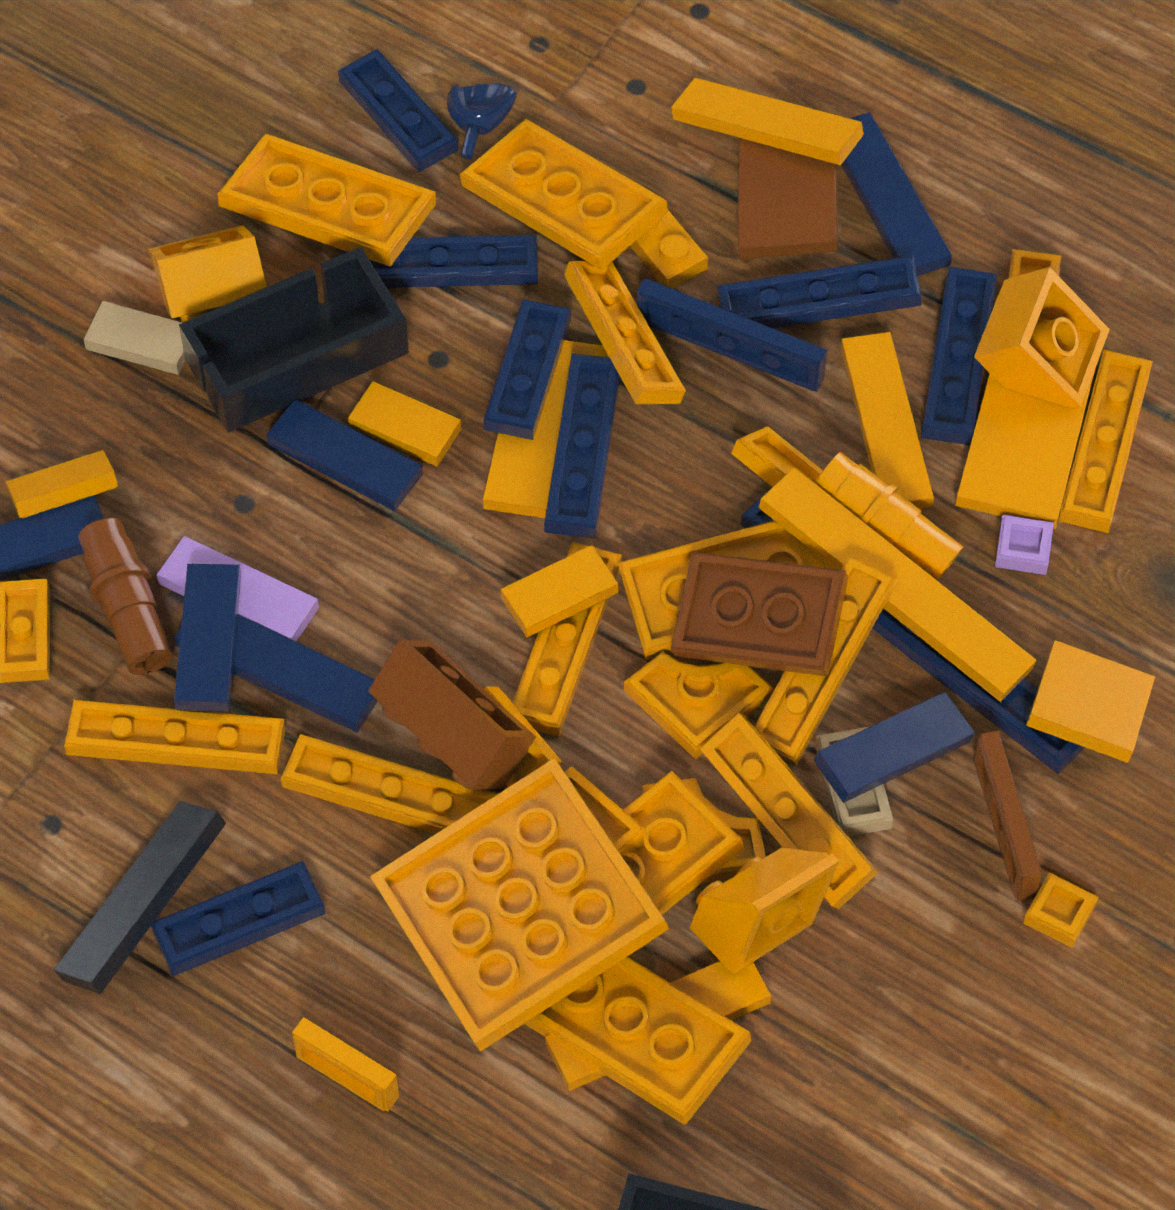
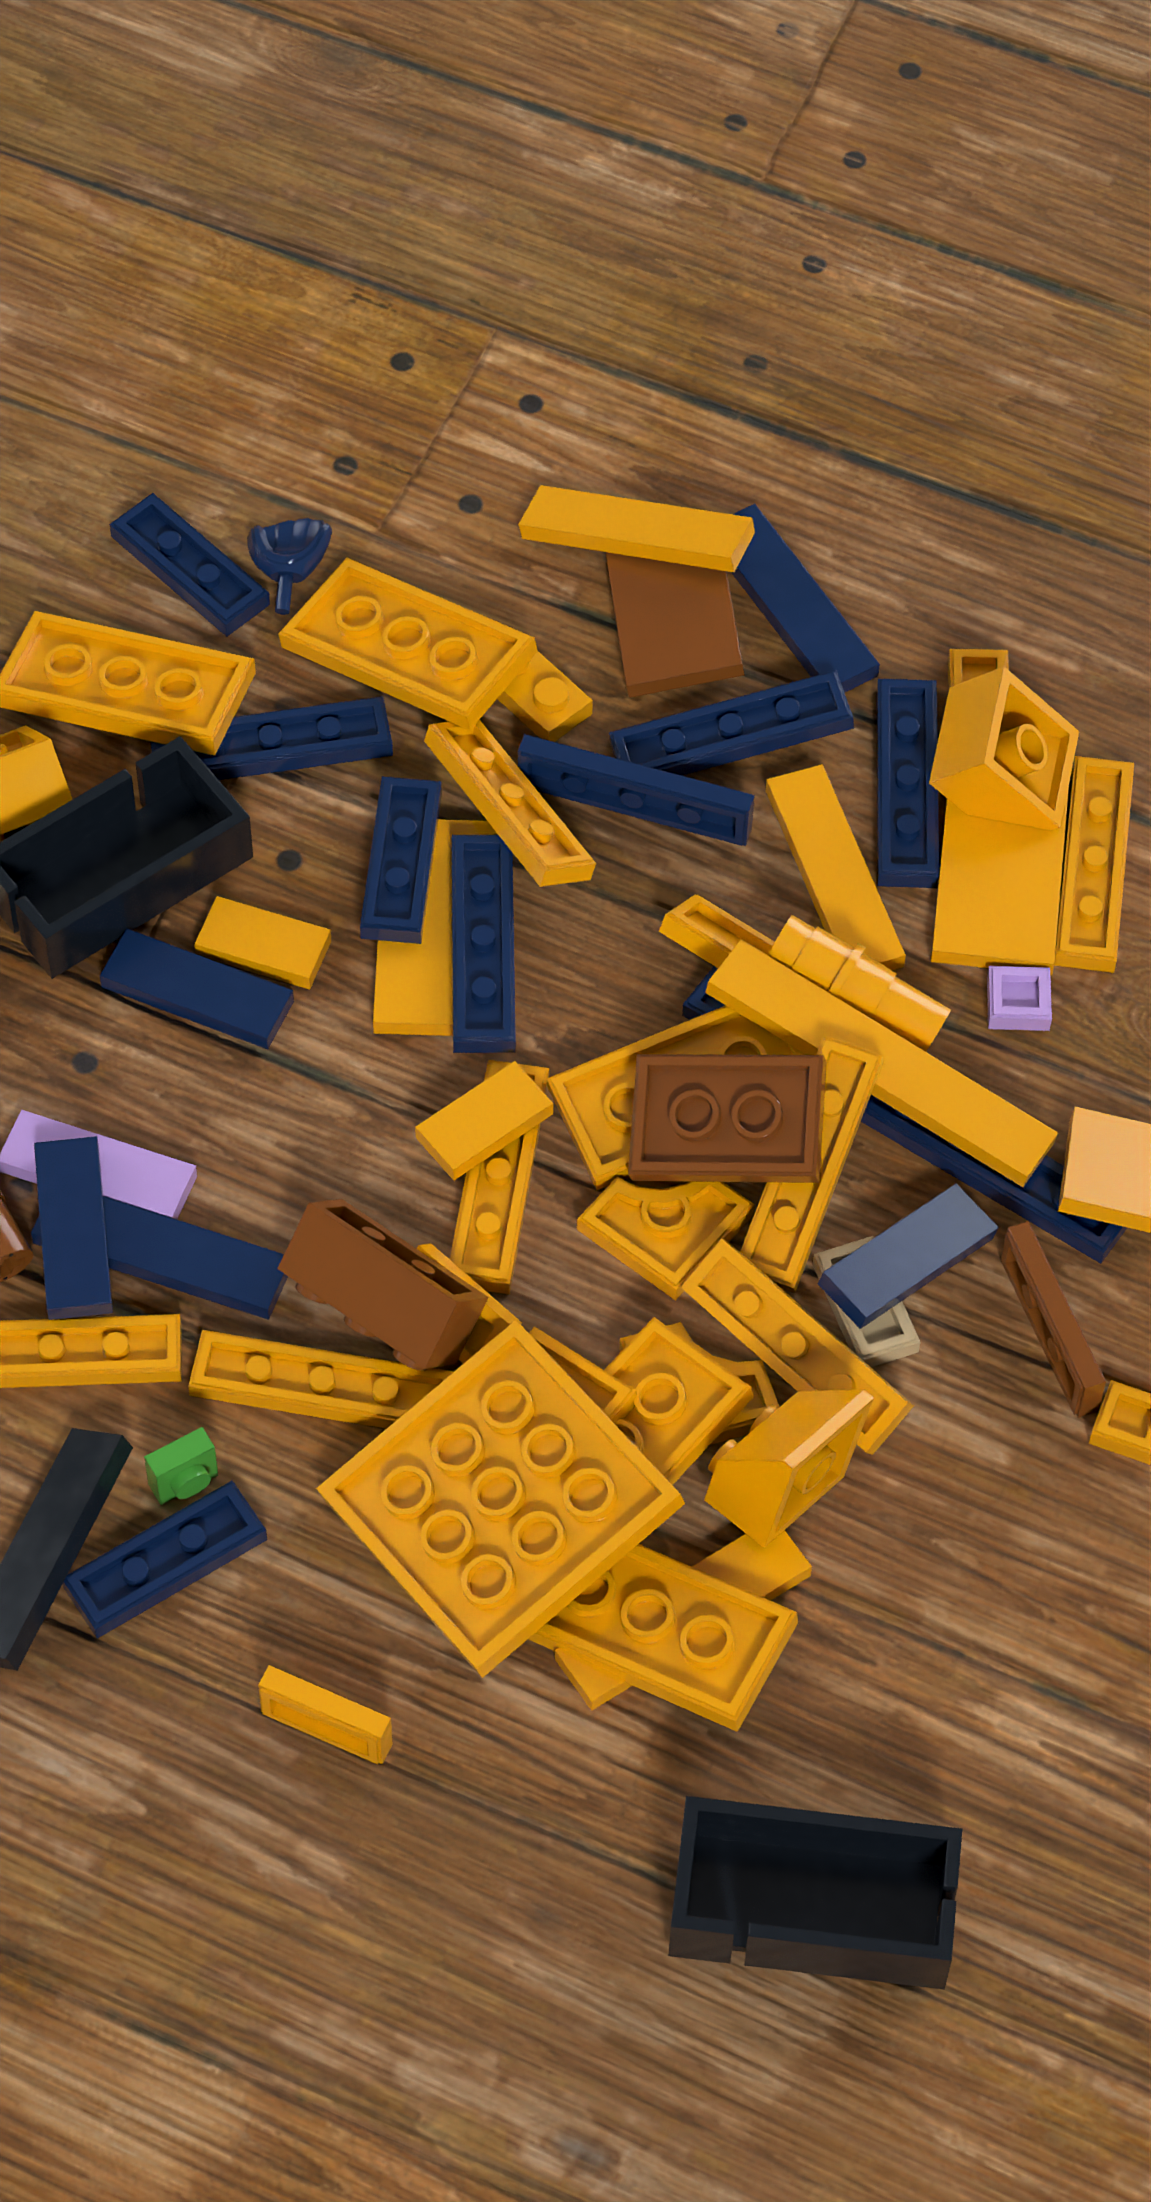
camera: 10 degrees left, 0 degrees up
(263, 844) = (182, 1467): none -> bright green plate

